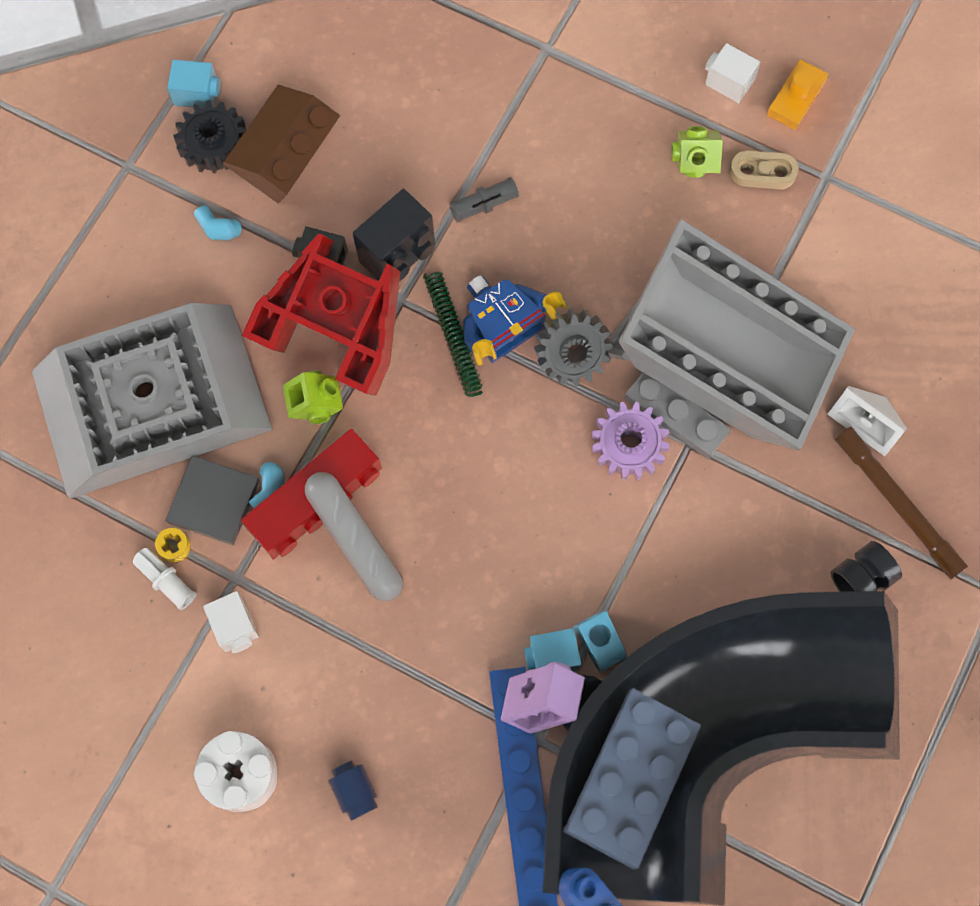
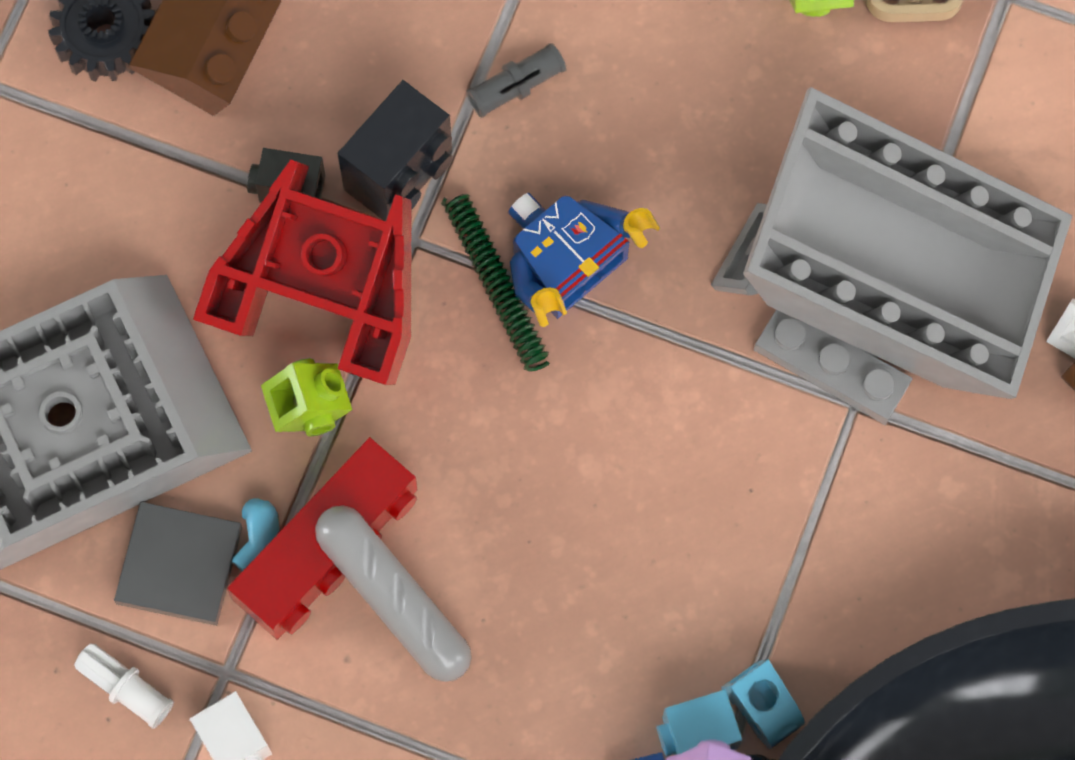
camera: 10 degrees left, 0 degrees up
(162, 544) = (145, 634): yellow bush -> none
(217, 227) = (129, 162): medium azure arm -> none
(581, 361) = (688, 302): dark grey gear -> none
(627, 459) = (776, 385): lavender gear -> none

